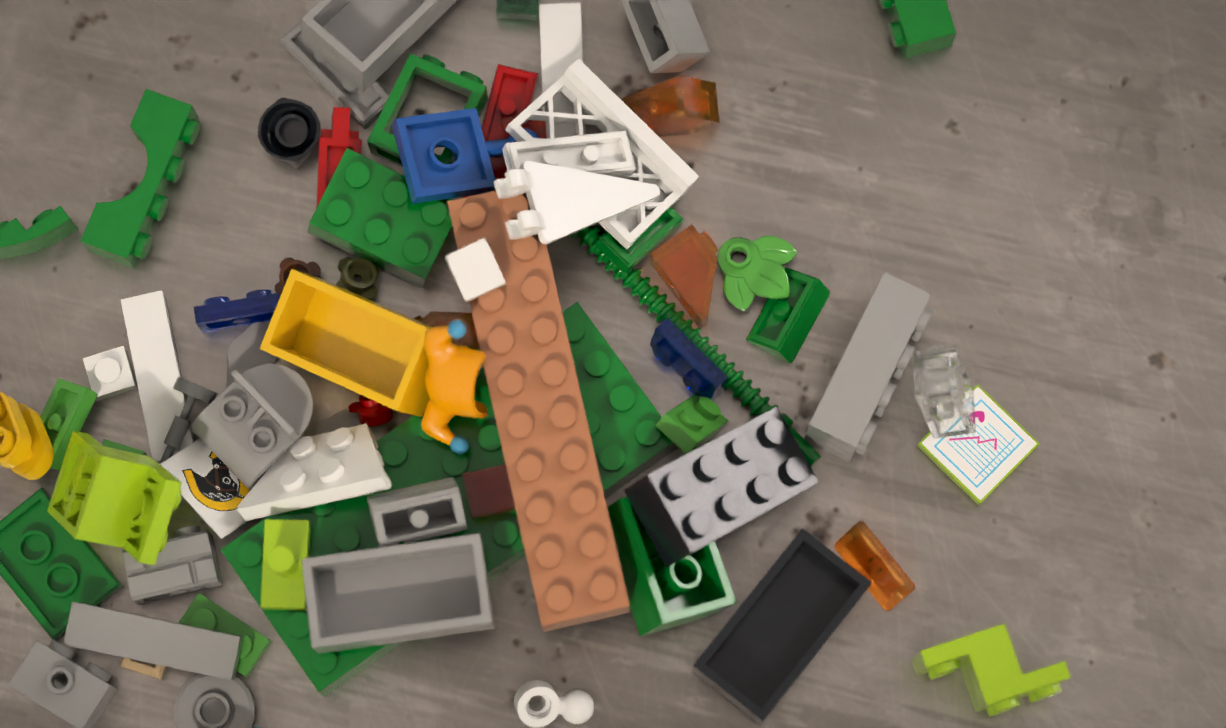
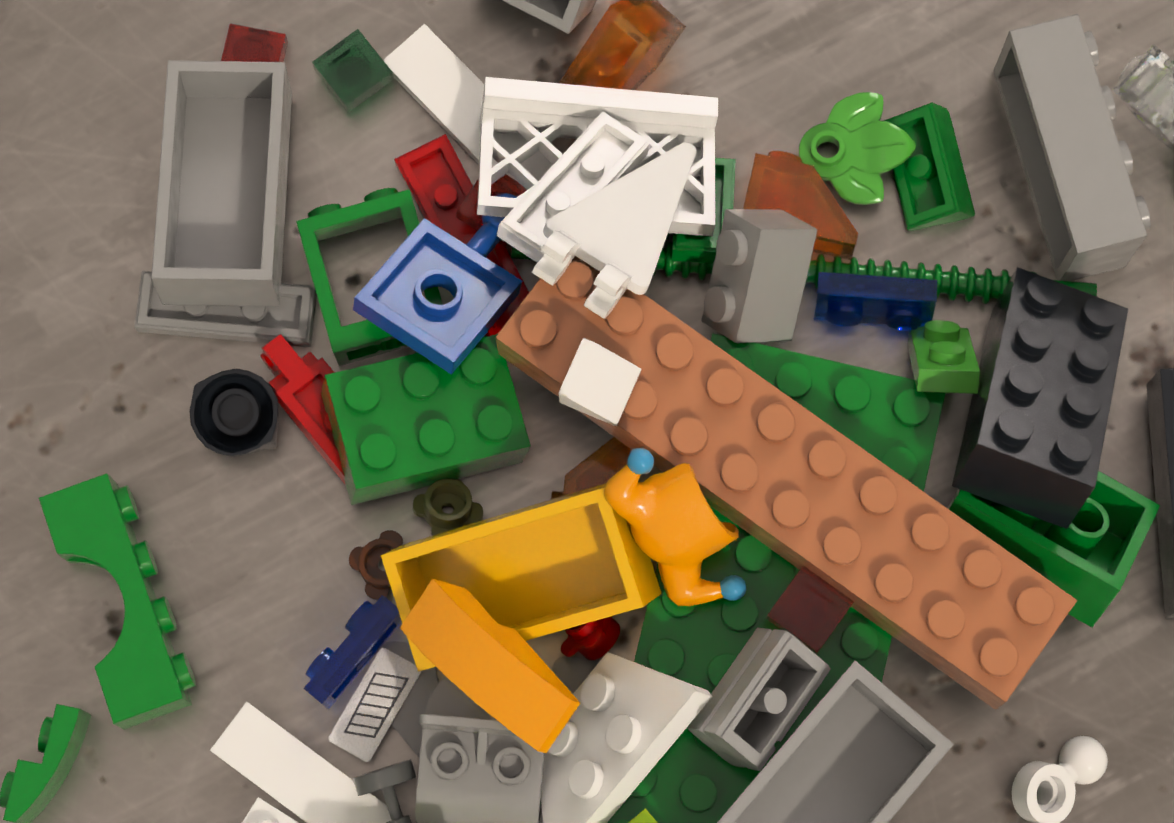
camera: 40 degrees left, 0 degrees up
(226, 350) = (374, 704): none -> clear sticker
(292, 372) = (490, 664): none -> light orange slope
(629, 291) = (758, 275): none -> light grey brick

